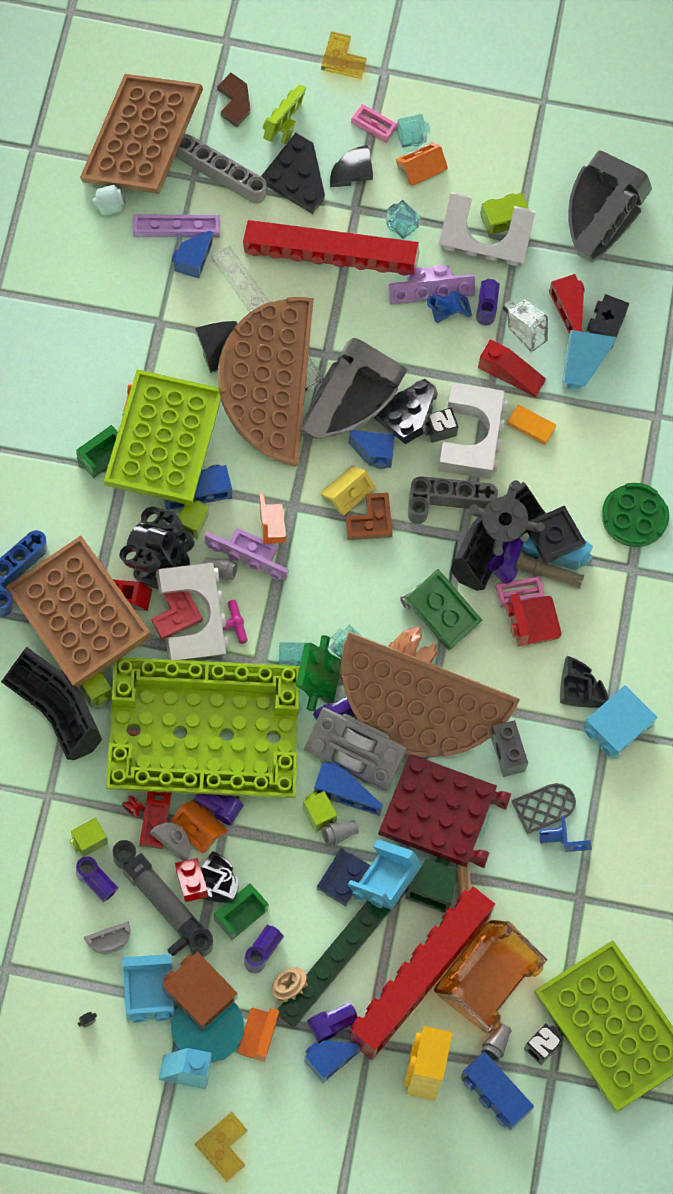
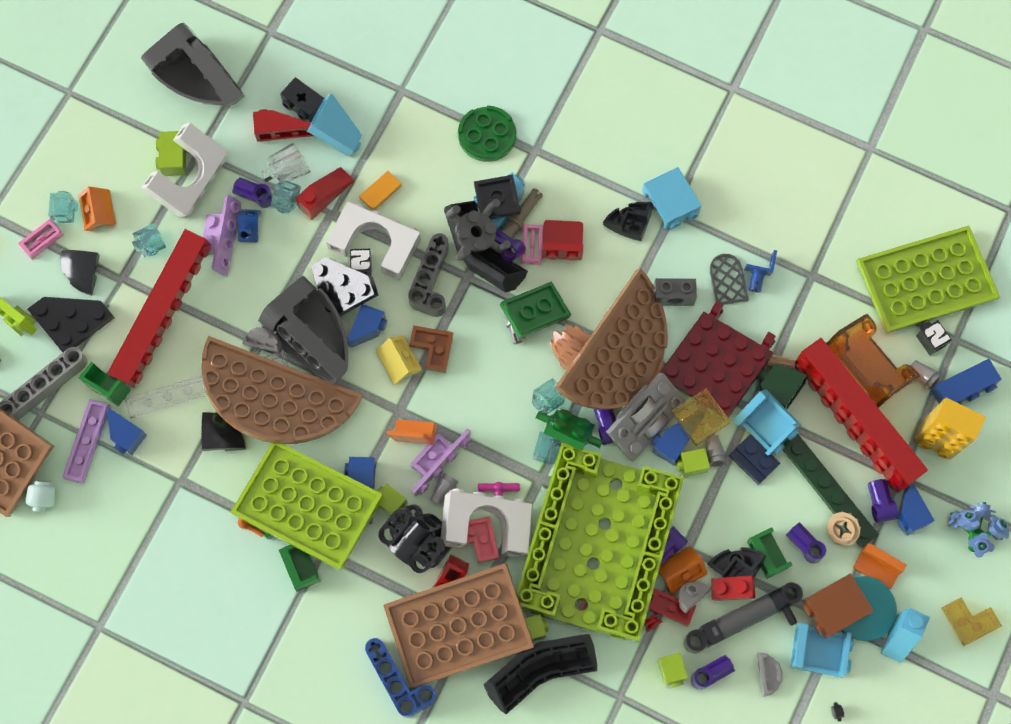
camera: 70 degrees left, 5 degrees up
(235, 221) = (104, 384): none -> green panel
(328, 354) = (263, 339): none -> light grey plate
(331, 1140) = (971, 523): none -> medium blue plant
(368, 800) = (701, 417): none -> clear yellow plate
(491, 328) = (284, 196): none -> clear light blue brick

